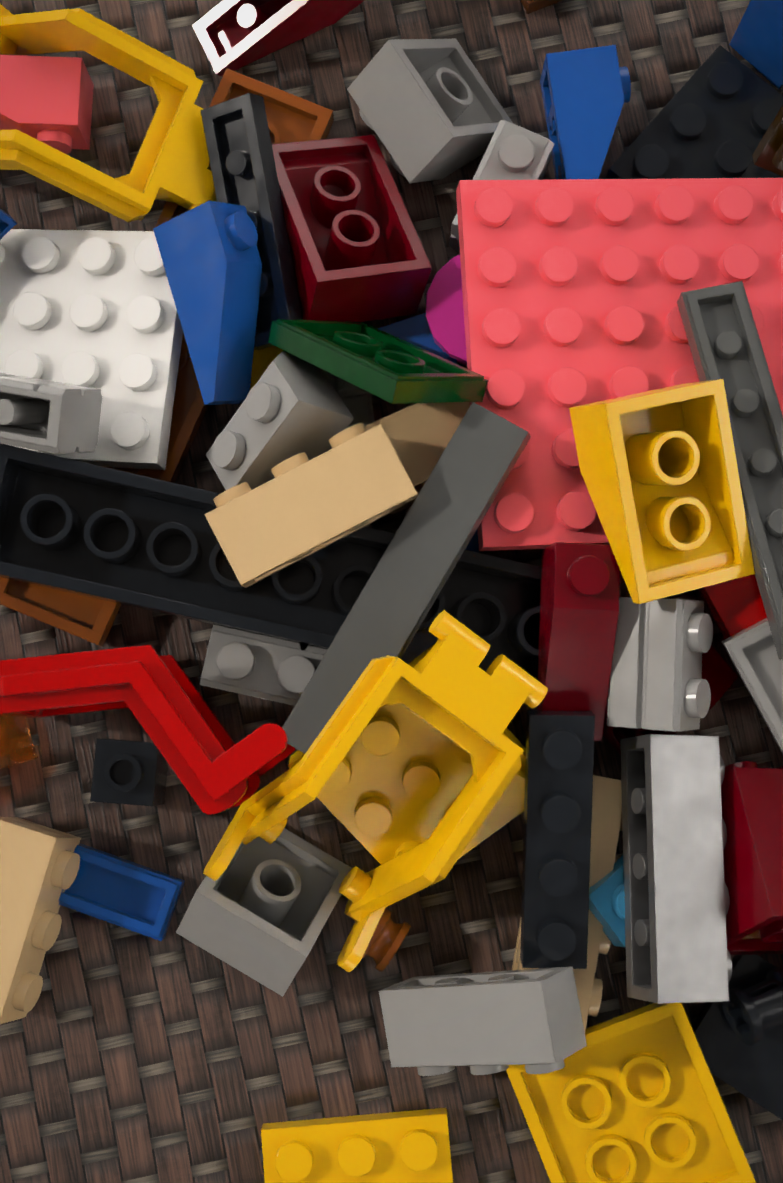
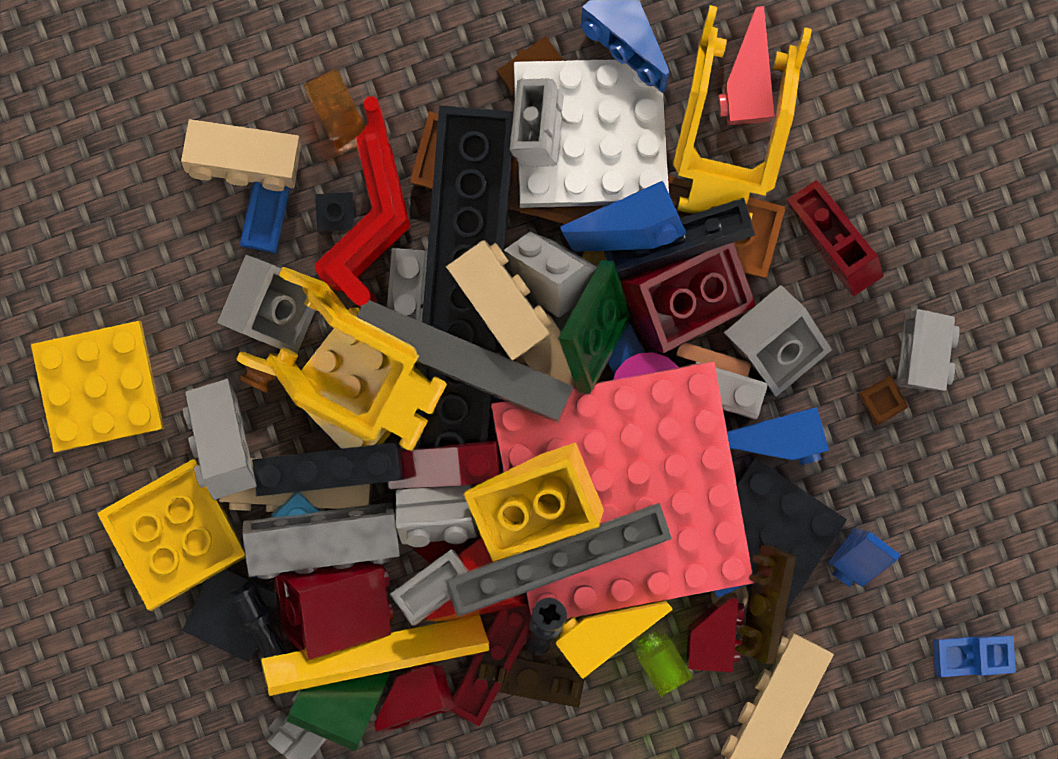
camera: 85 degrees right, 5 degrees up
(437, 230) = (697, 354): none -> nougat tile

